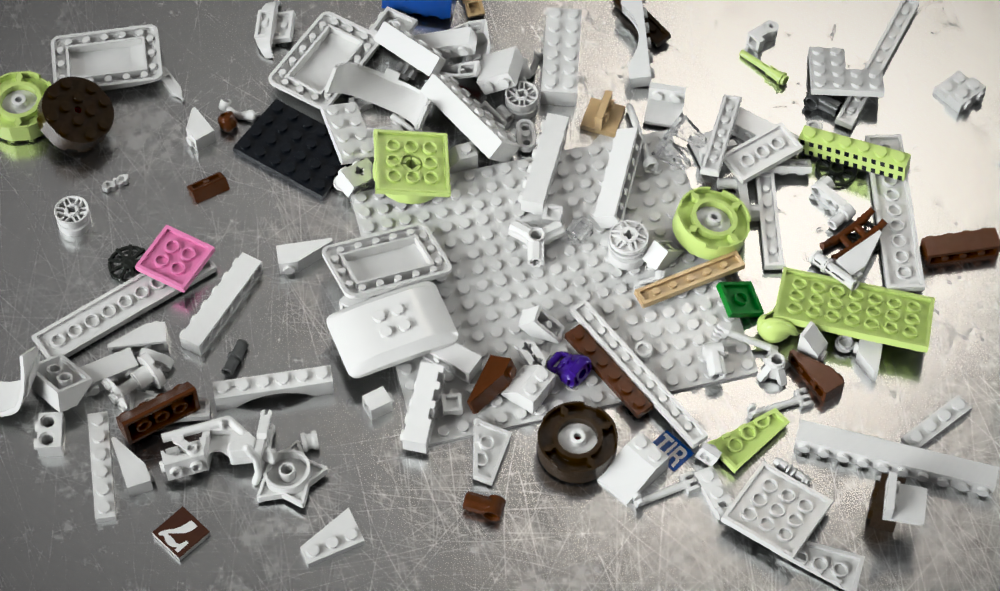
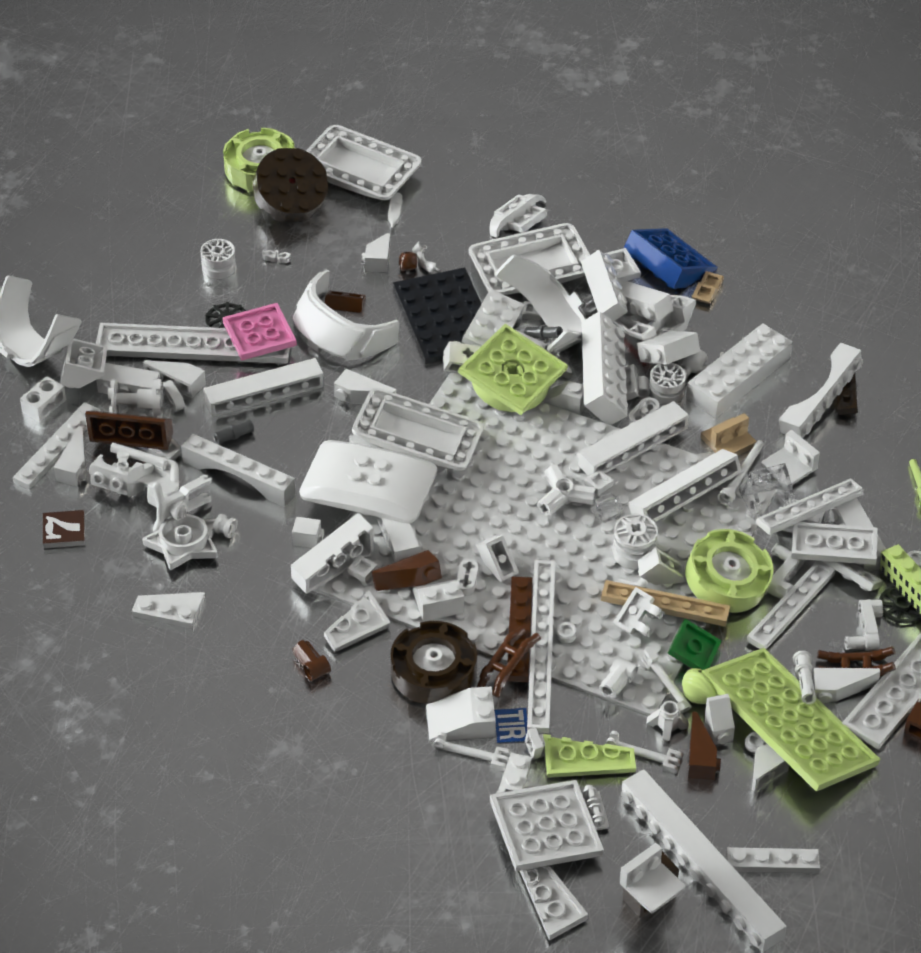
camera: 40 degrees right, 10 degrees down
(228, 221) = (333, 332): none -> white piece
(392, 116) = (543, 332): none -> dark grey pin
(571, 369) = (487, 605): dark purple piece -> none
(637, 411) = (506, 670): none -> reddish brown piece
(679, 300) = (634, 610): none -> white plate

